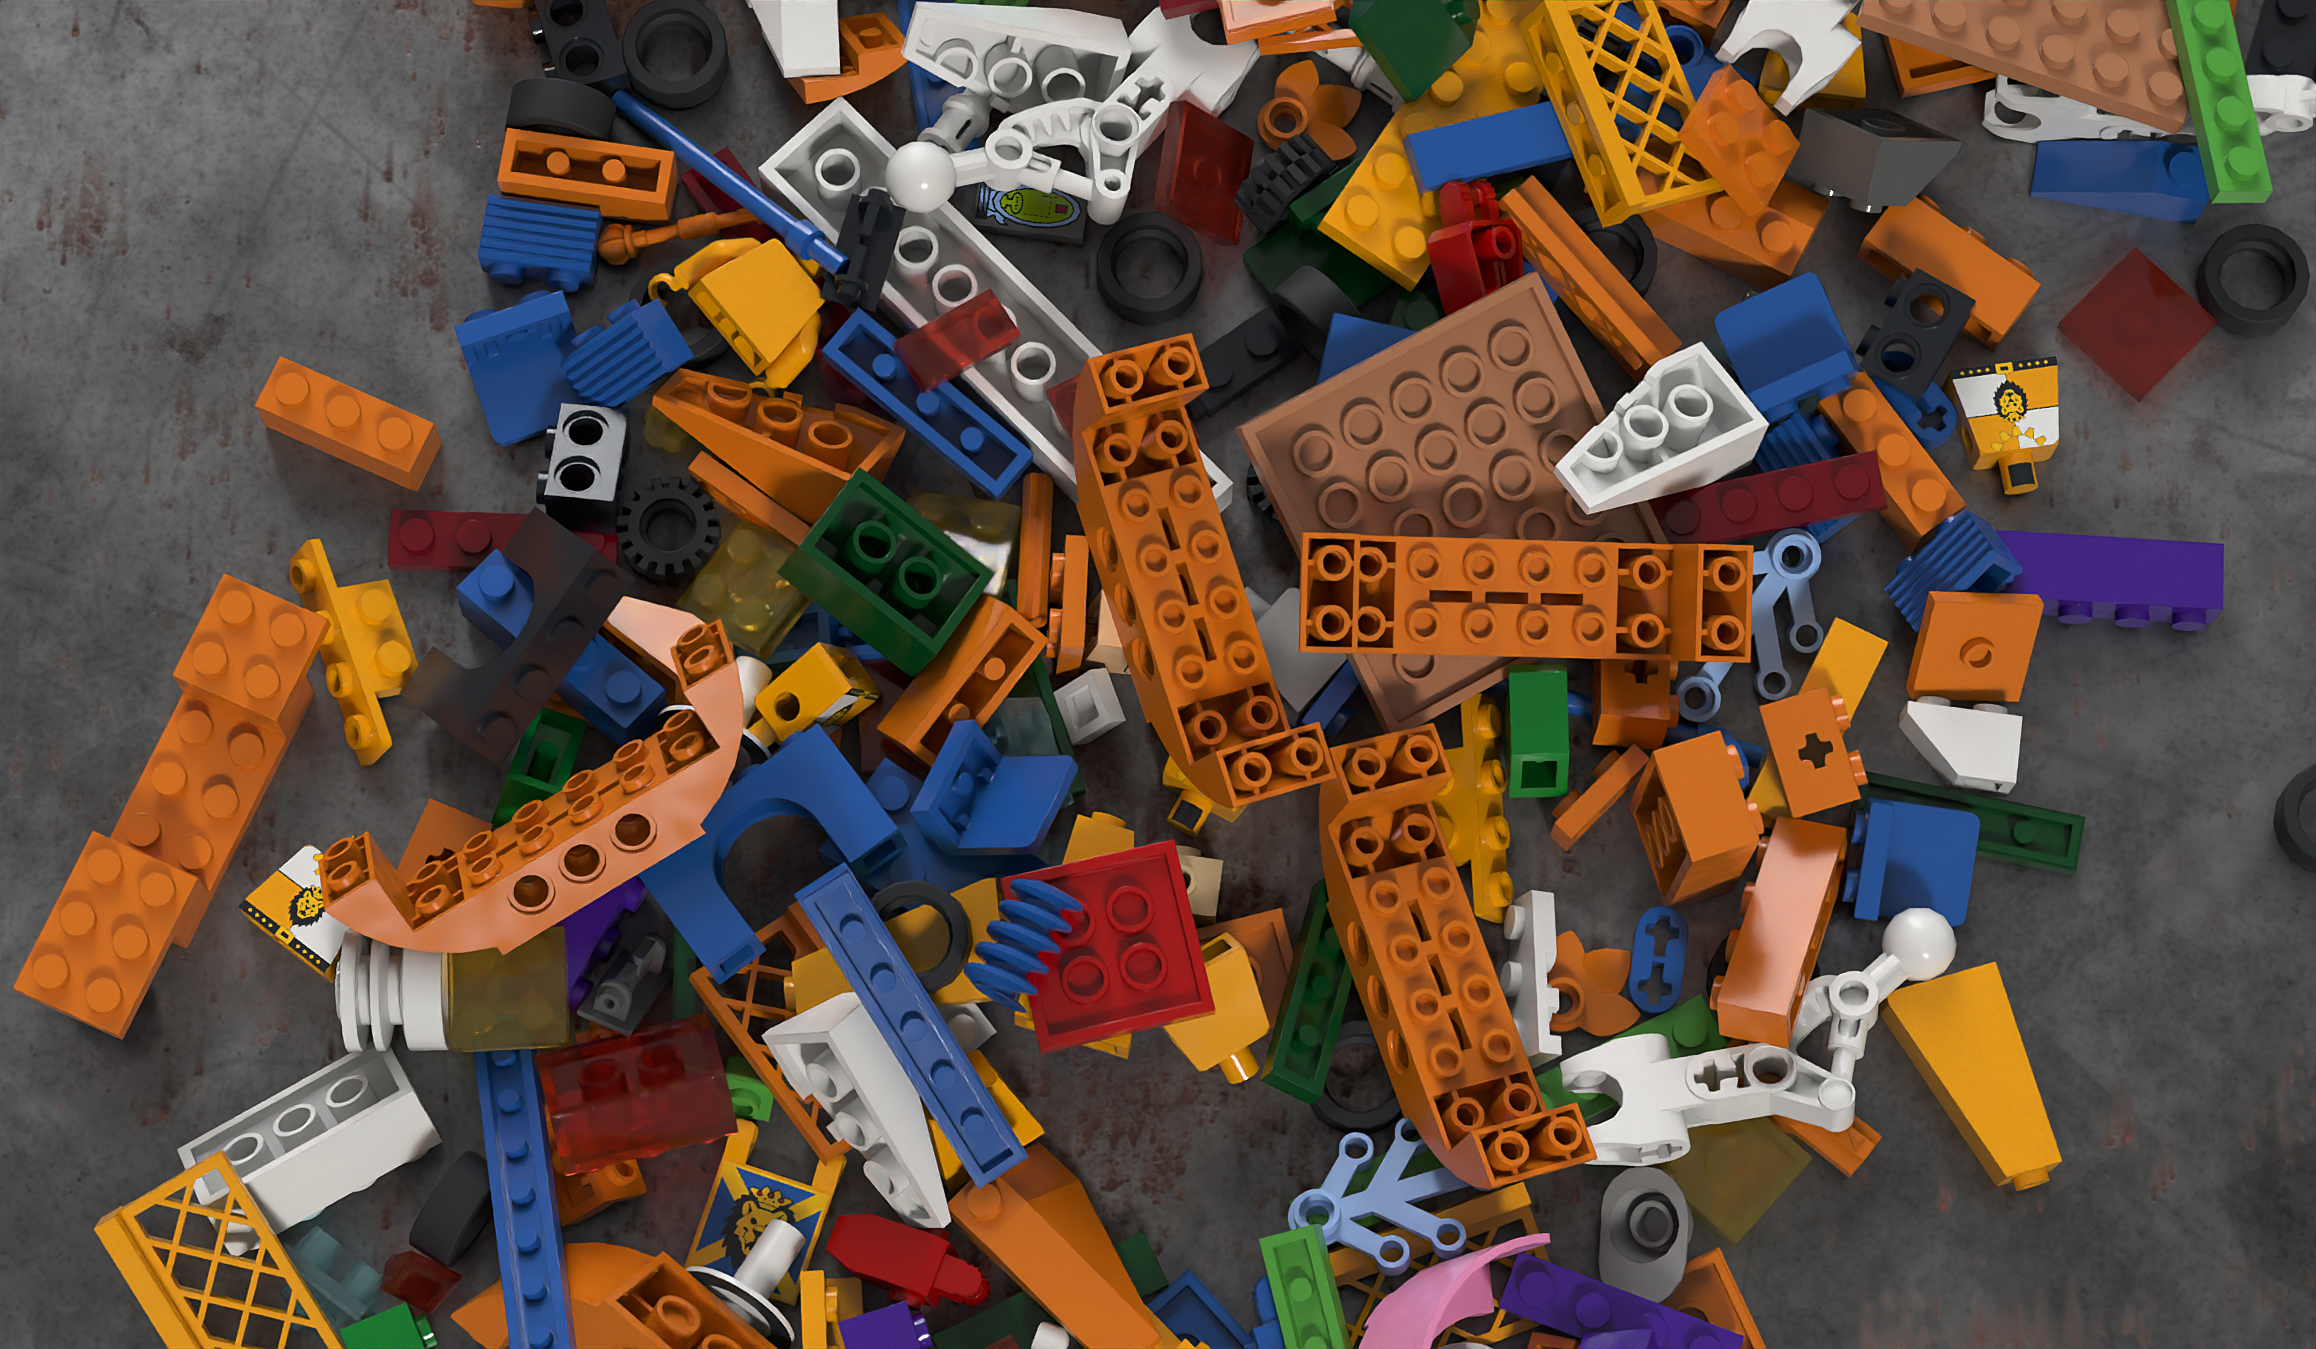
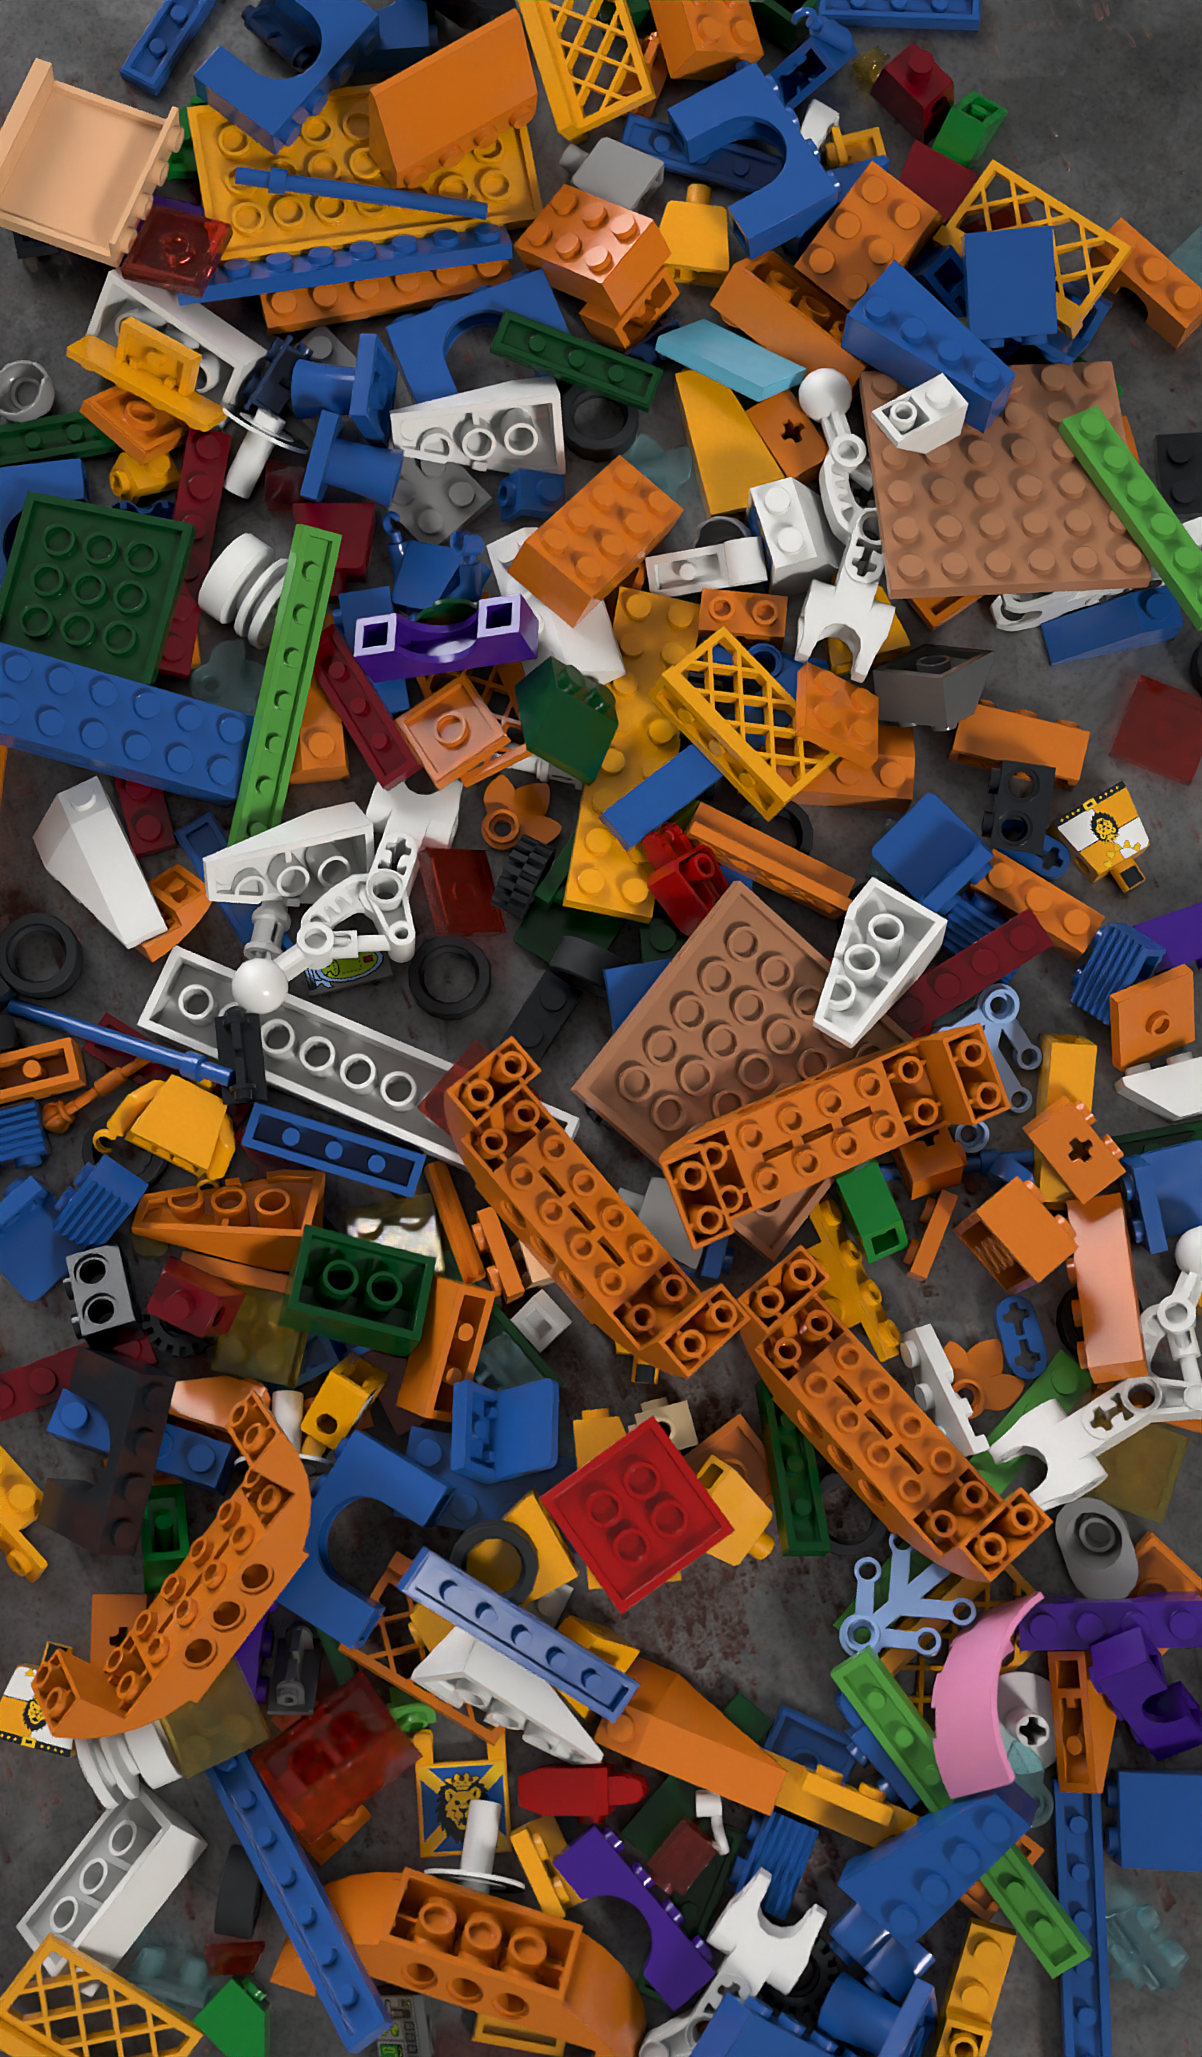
camera: 20 degrees left, 5 degrees up
(691, 504) = (193, 1298): none -> dark red torso
(956, 341) = (336, 1097): clear red tile -> none
(1020, 941) = (576, 1545): blue piece -> none

